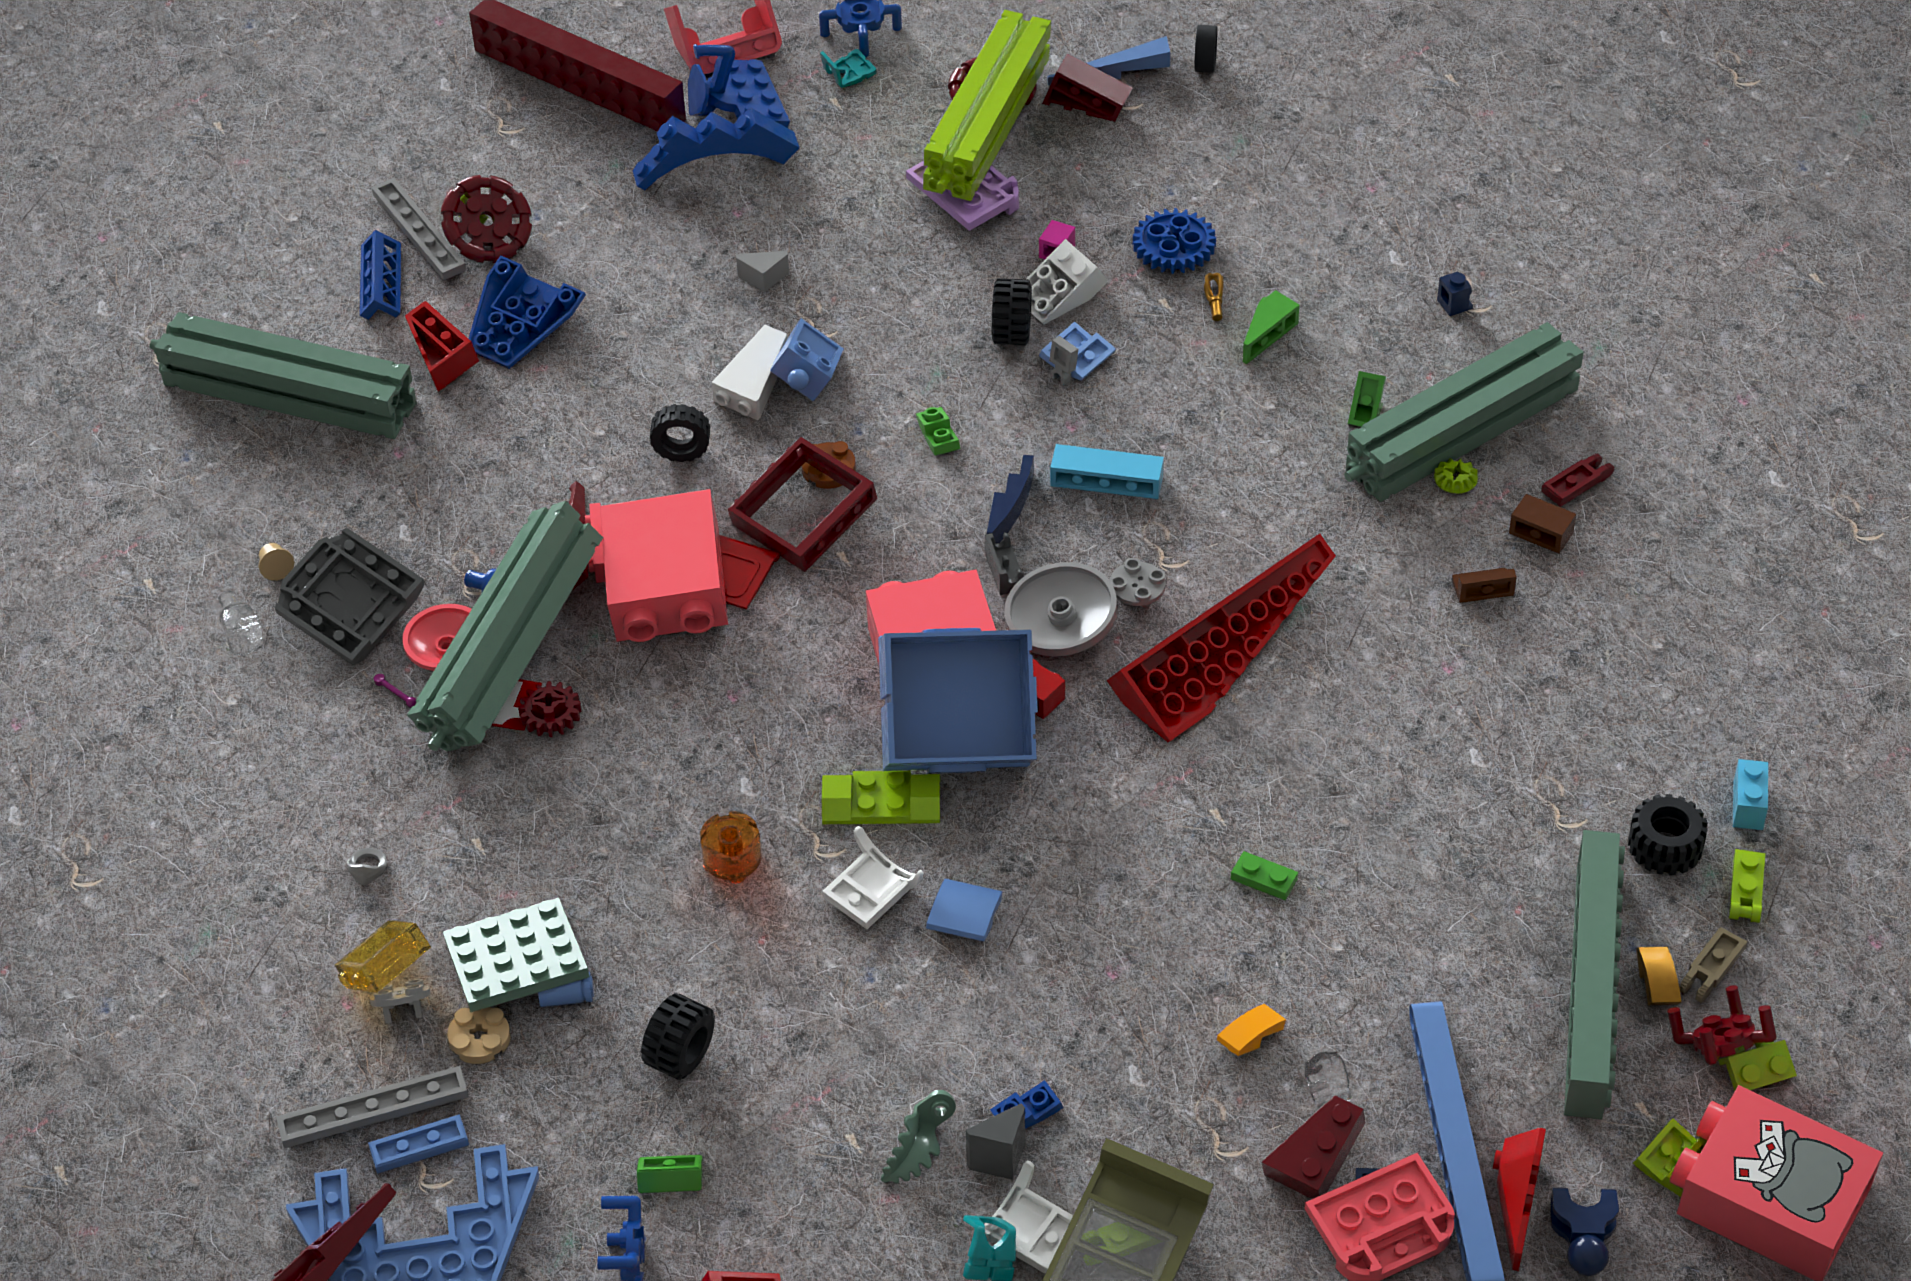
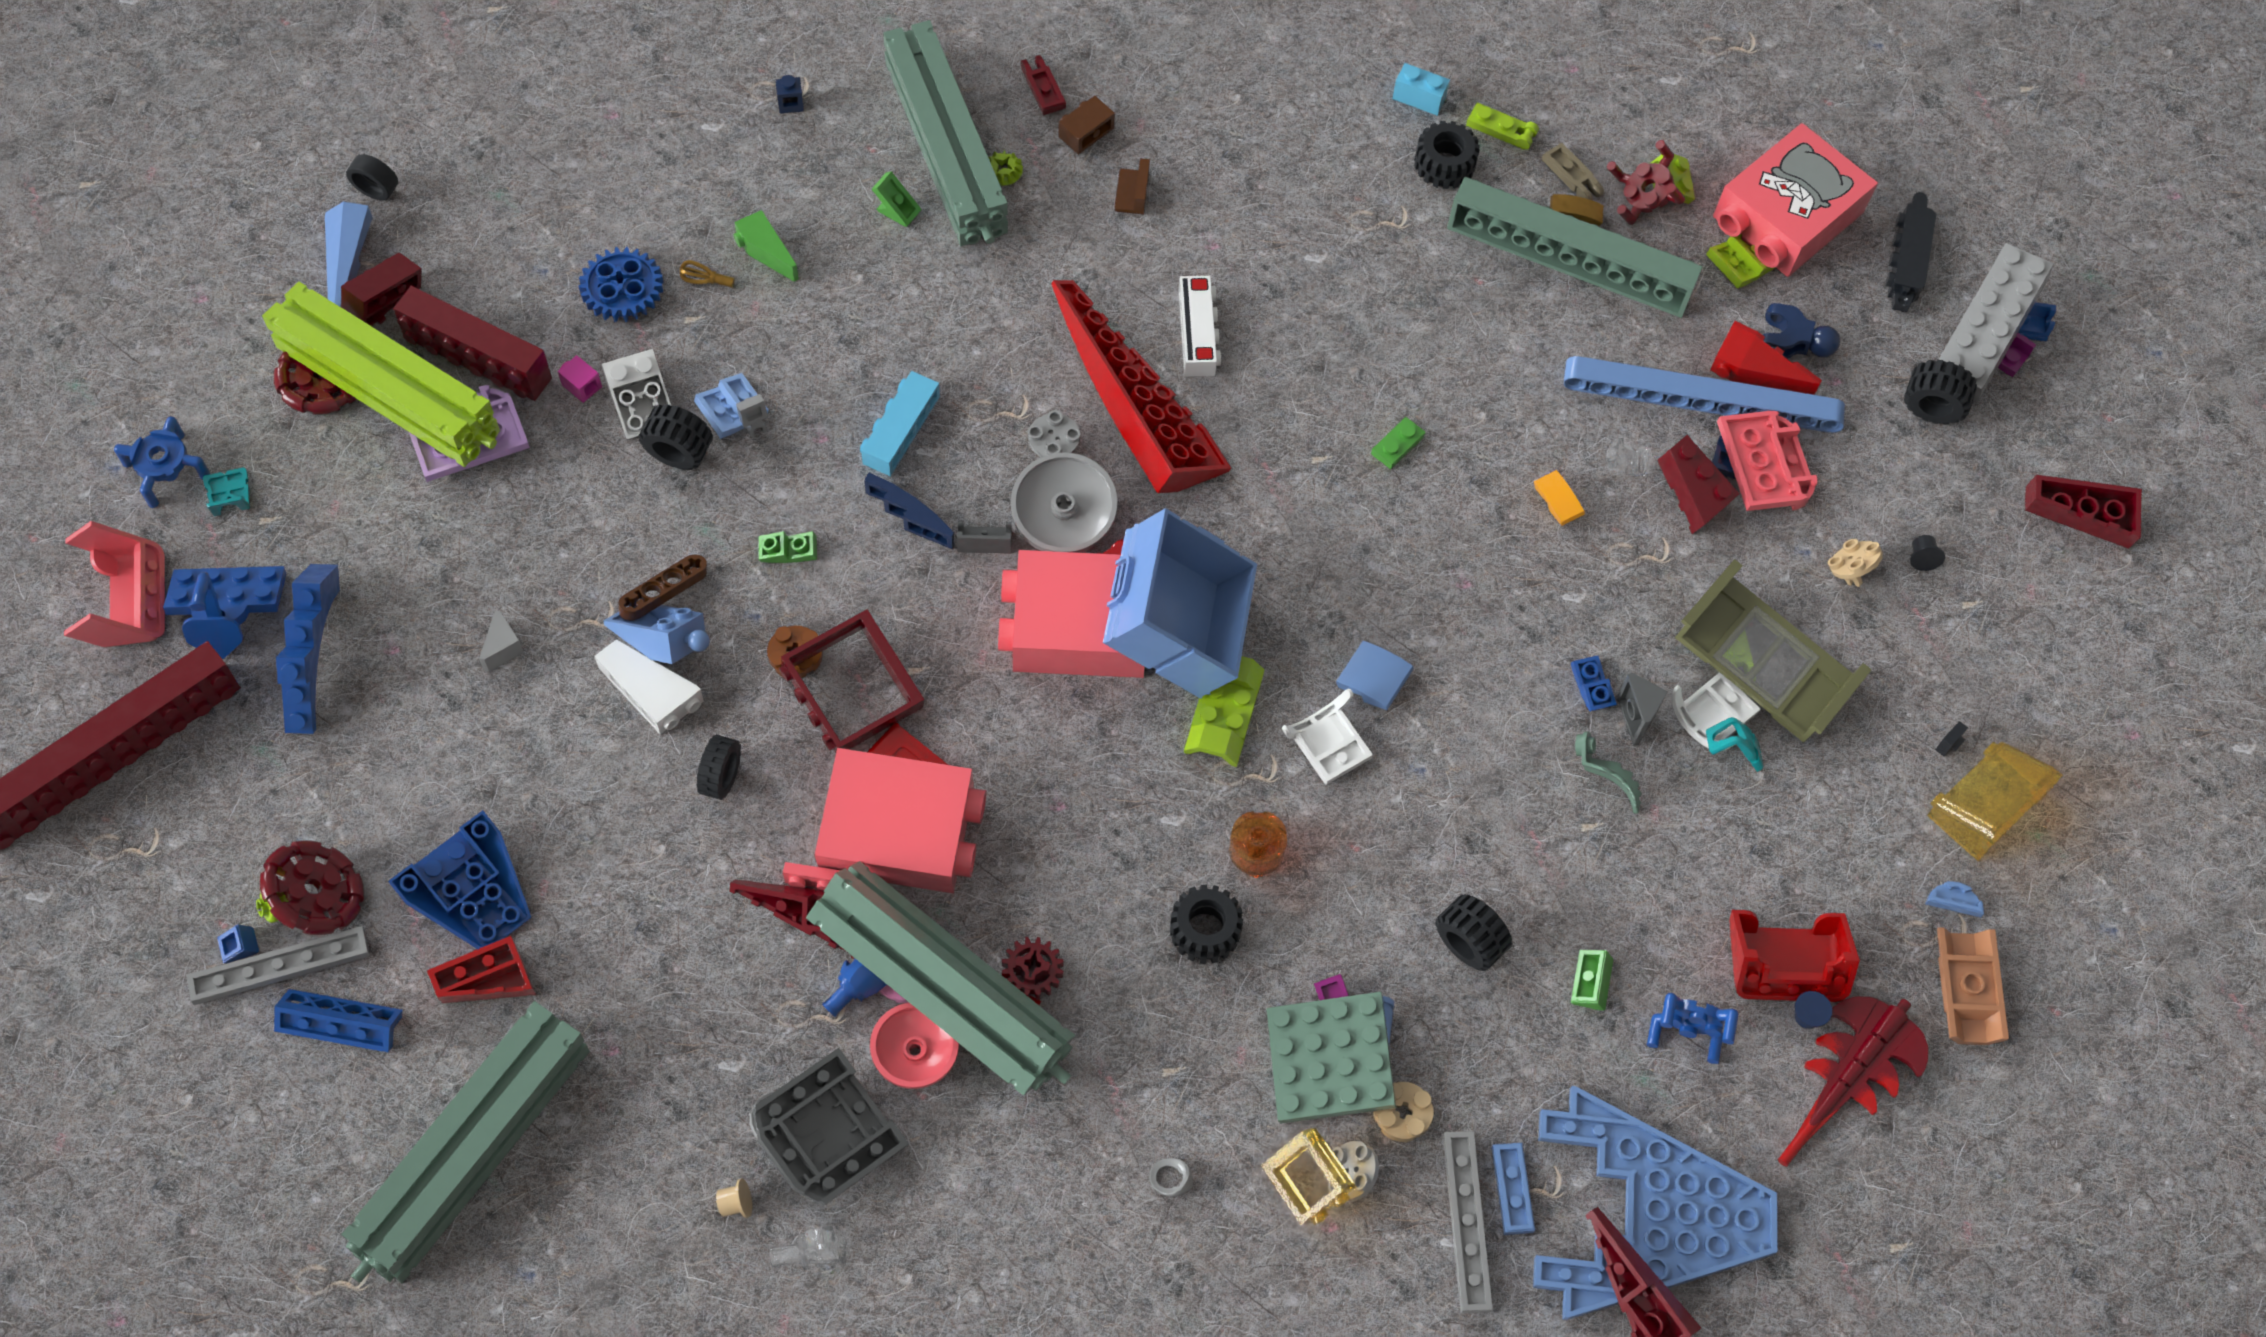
camera: 80 degrees left, 15 degrees up
(379, 680) = (930, 1124): magenta hinge -> none
(431, 203) = (238, 943): none -> blue slope
(592, 944) = (1331, 988): none -> magenta plate
(626, 808) = (1206, 902): none -> black tyre
(858, 350) = (660, 584): none -> reddish brown beam
(1055, 158) = (472, 343): none -> dark red brick
(1330, 670) = (1197, 326): none -> white brick

